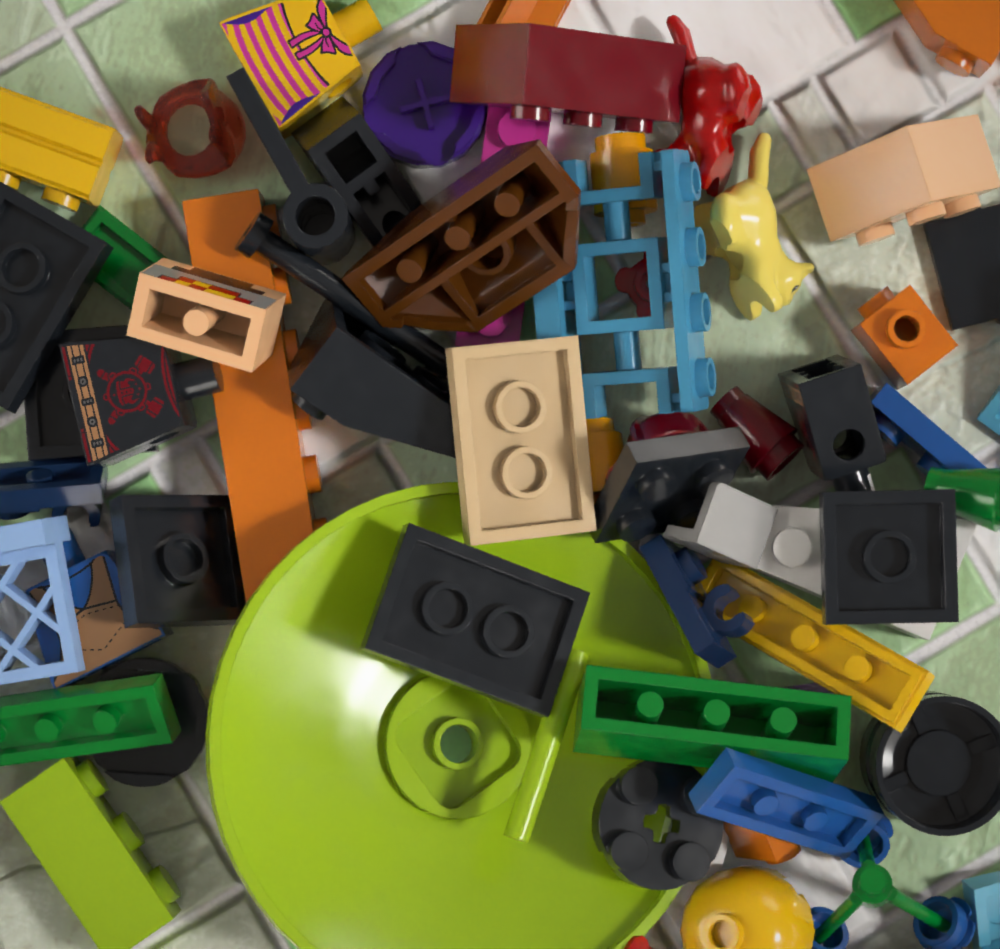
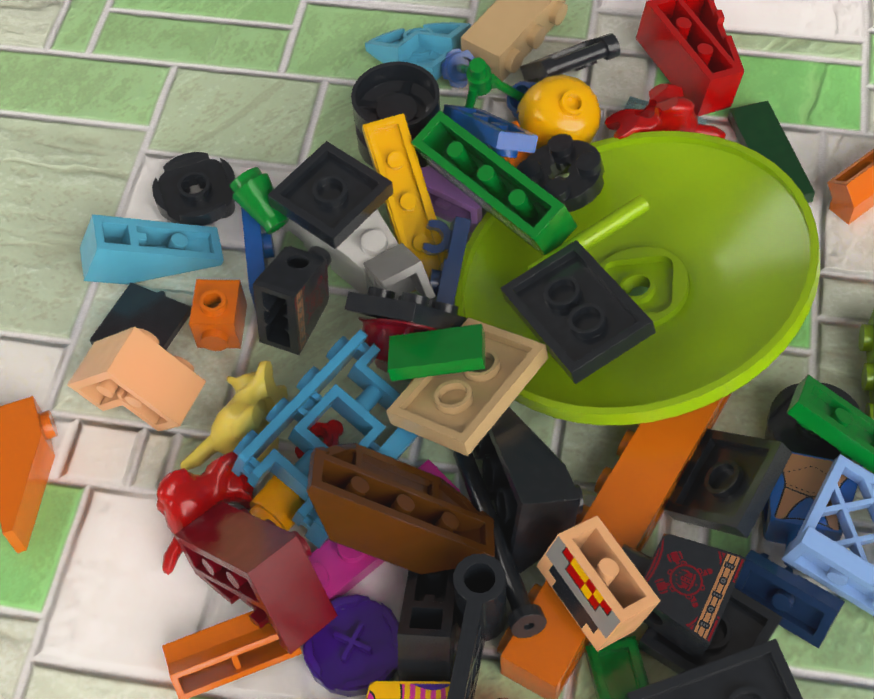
camera: 135 degrees left, 30 degrees down
(582, 445) = (436, 352): none -> green tile
(769, 436) = (335, 320): dark red cone -> none

